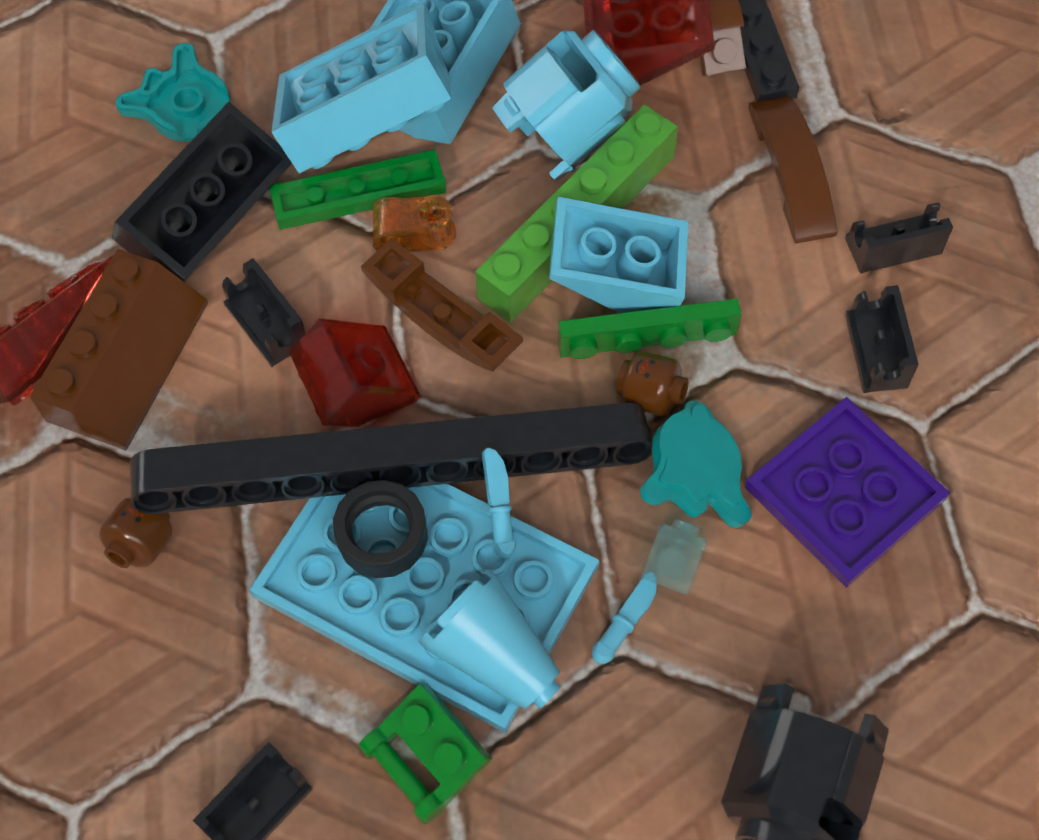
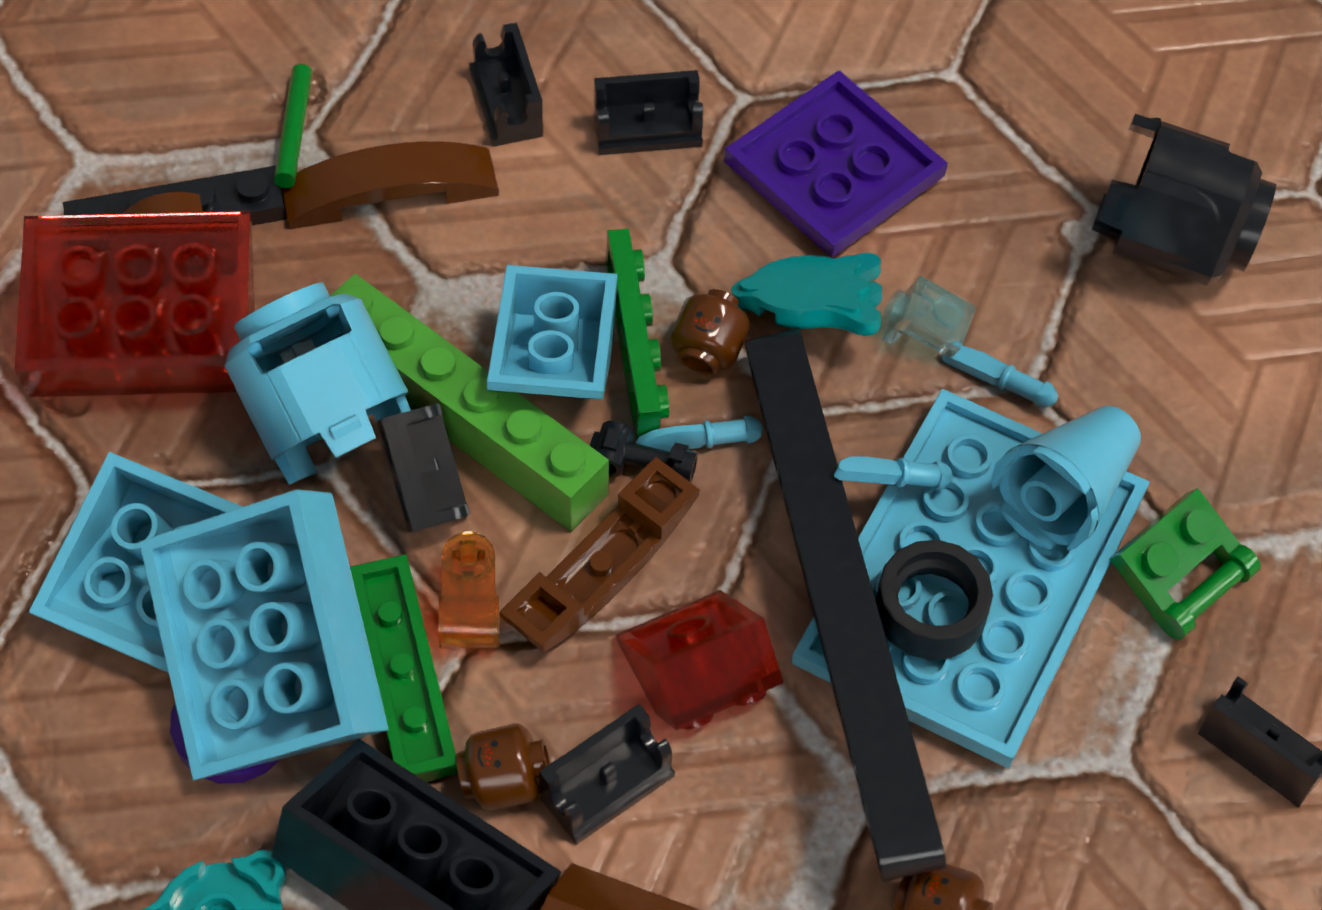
camera: 95 degrees left, 5 degrees down
(275, 247) = (502, 767): none -> reddish brown head
(510, 183) = (423, 467): none -> black hinge
(540, 319) = (616, 444): none -> black bar
(559, 388) = (708, 434): none -> medium azure piece
(841, 96) = (293, 126): none -> green bar

